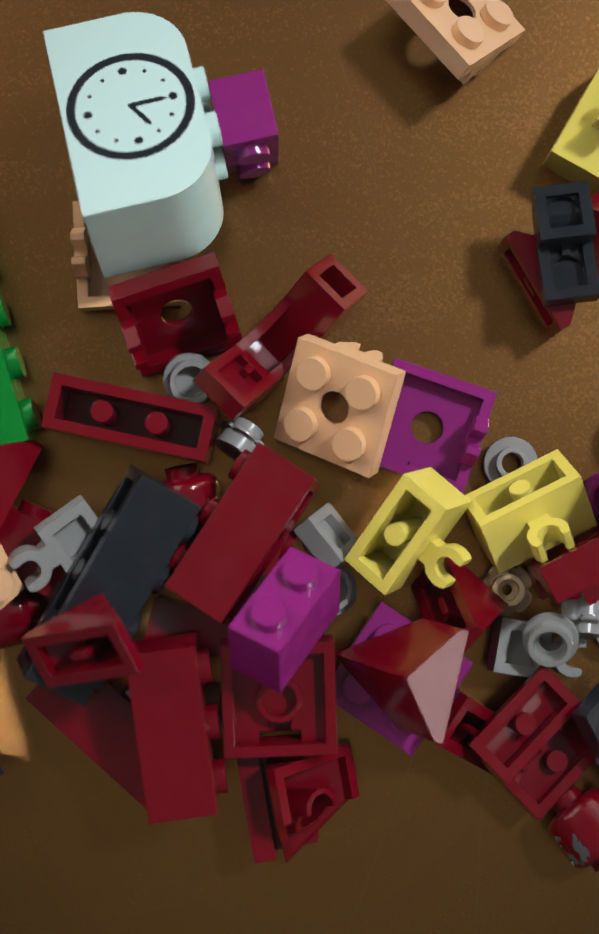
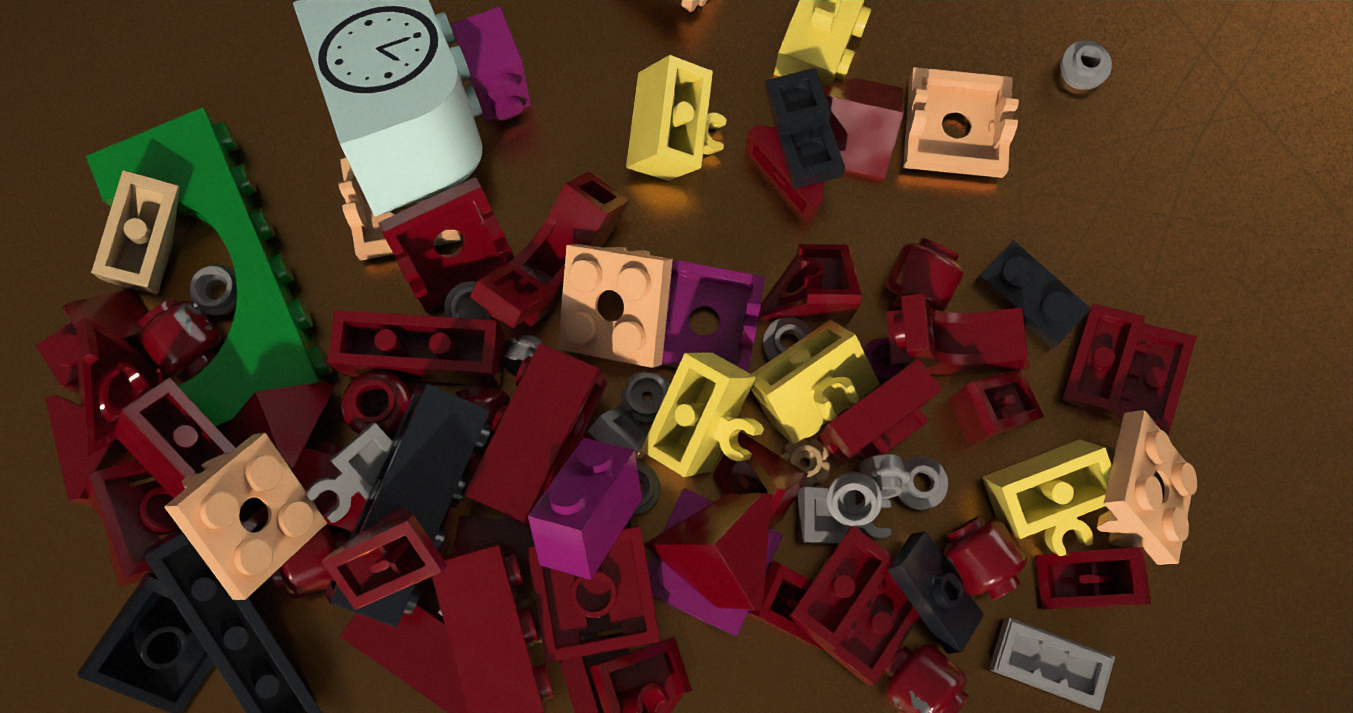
camera: 10 degrees left, 10 degrees down
(69, 467) = (366, 396): none -> dark red head
(342, 497) = (637, 385): none -> light grey plate
(426, 208) = (672, 119): none -> light yellow brick
(548, 406) = (815, 286): none -> dark red slope

